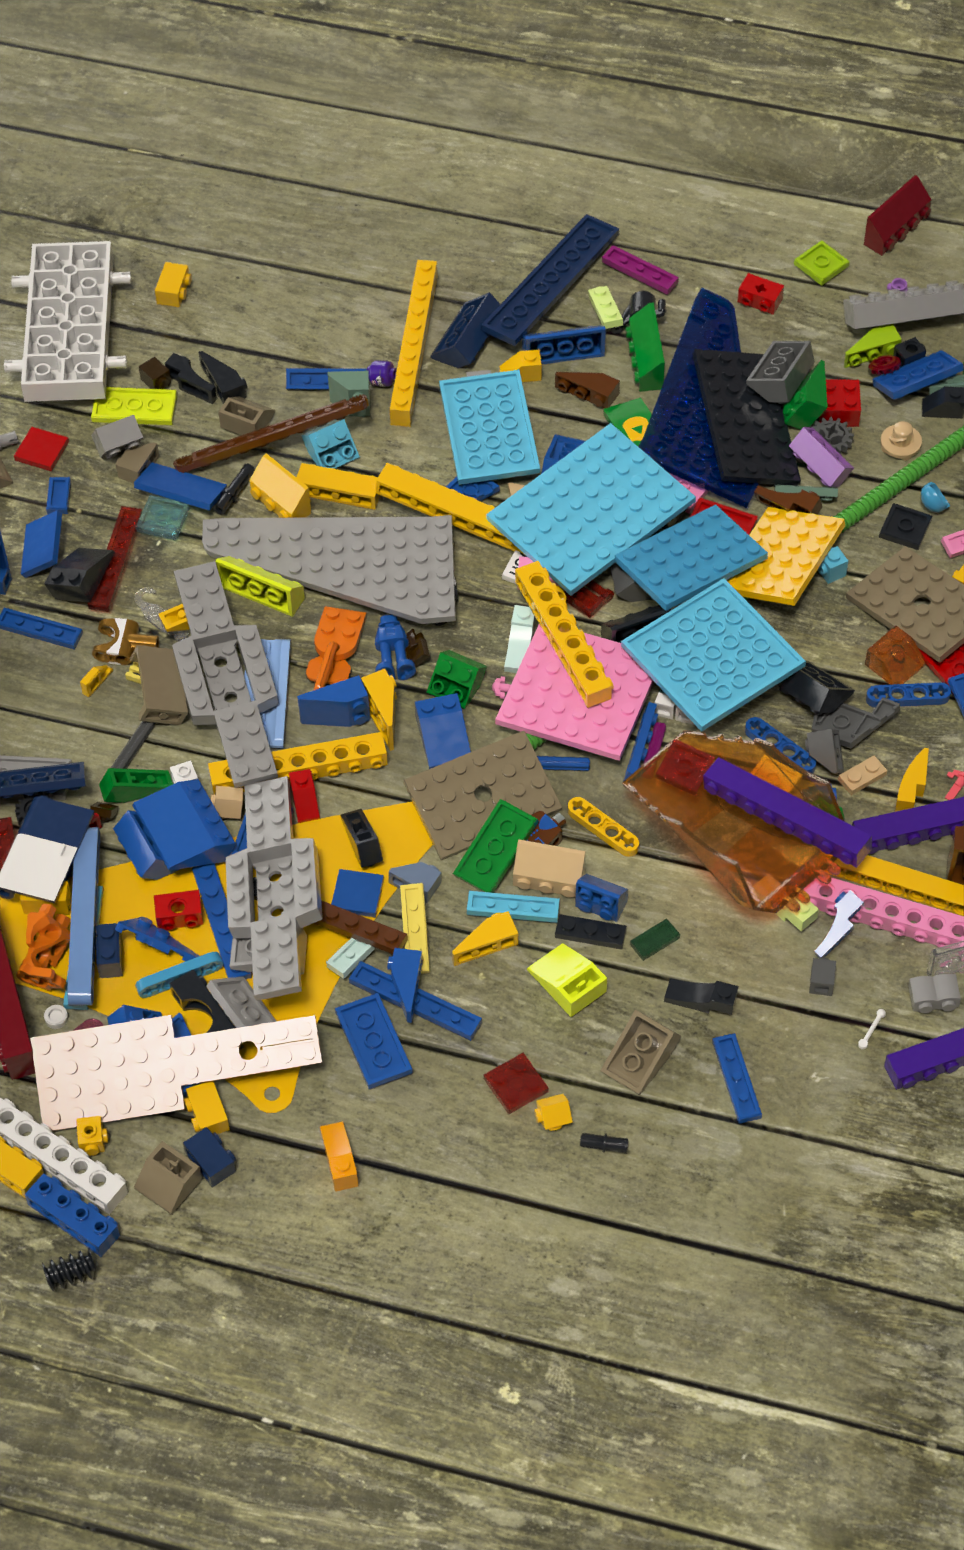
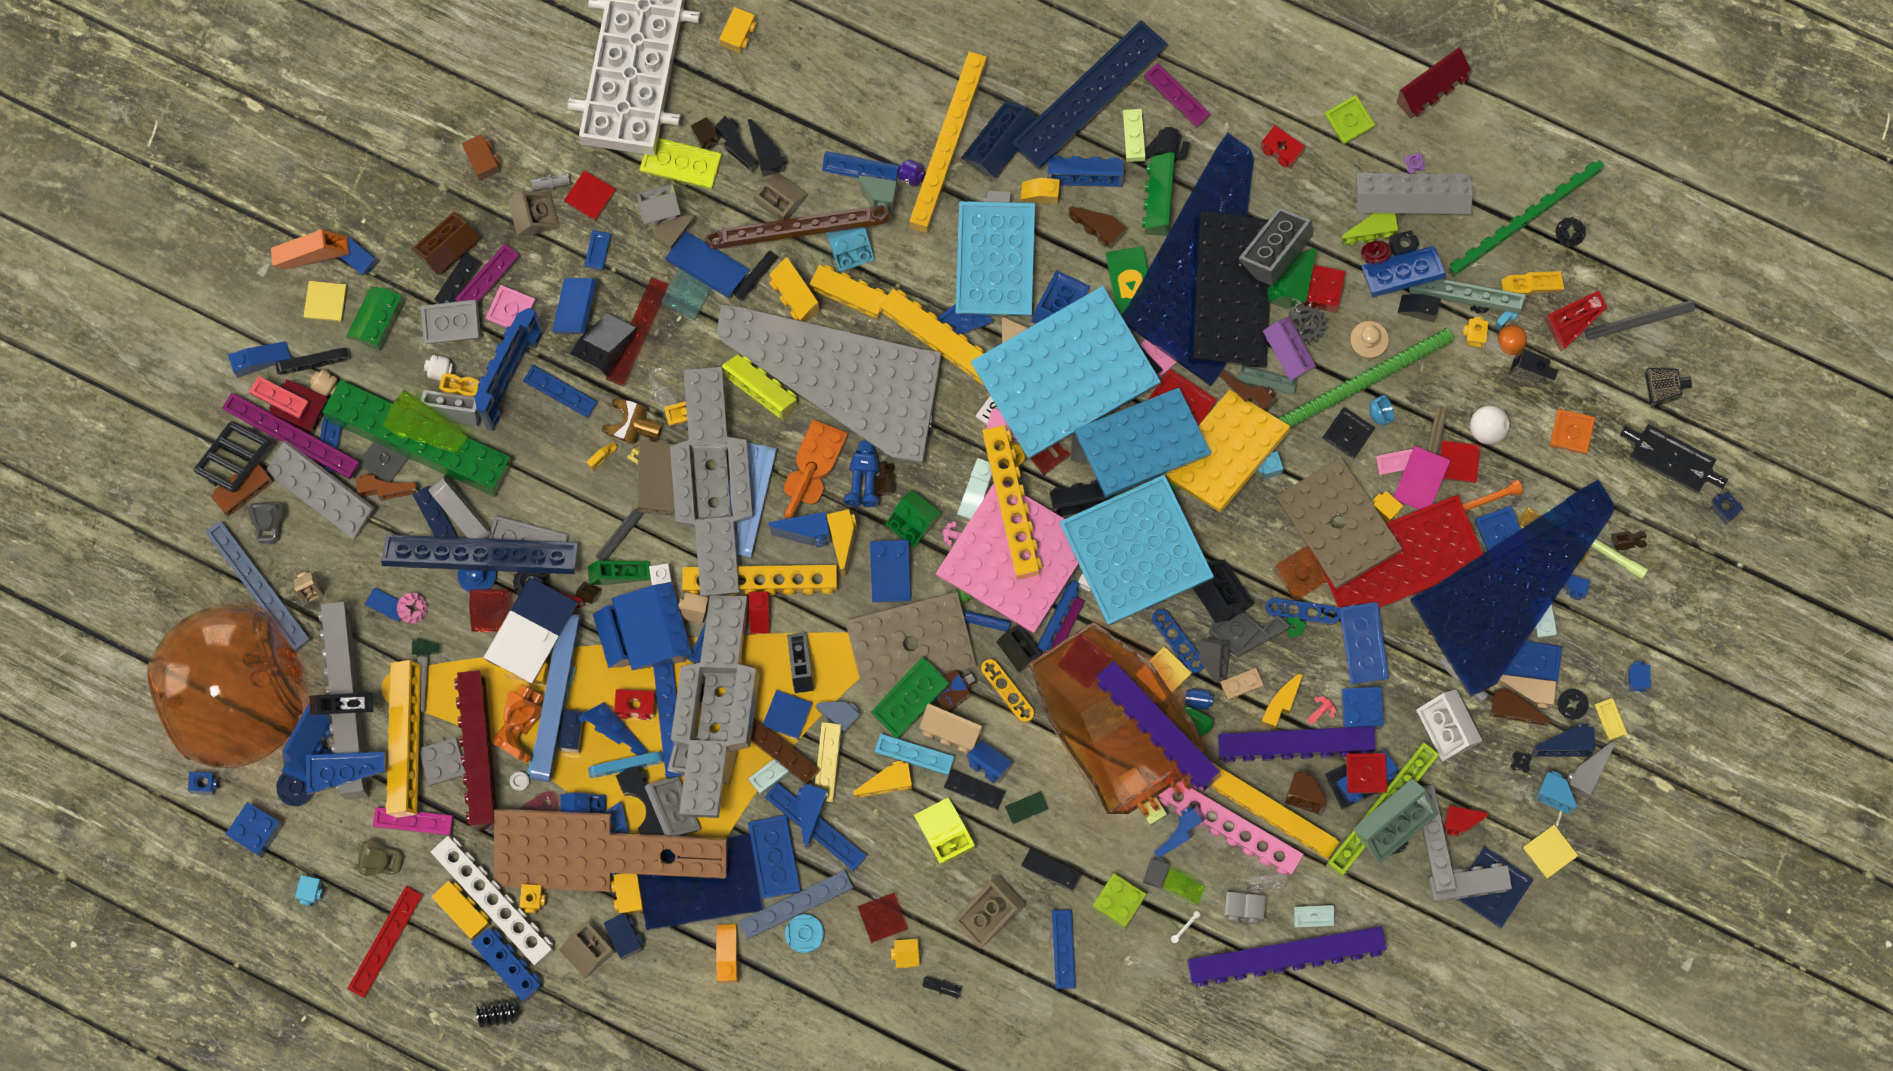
camera: 15 degrees right, 20 degrees up
(295, 1096) = (688, 900): none -> clear blue plate
(409, 1088) = (796, 905): none -> sand blue plate
(426, 1117) = (804, 933): none -> medium azure tile
(604, 778) = (1018, 647): none -> pearl dark grey brick
(788, 1012) = (1119, 901): none -> lime brick
(856, 985) = (1183, 887): none -> clear neon green slope
(910, 708) = (1298, 630): none -> green plant

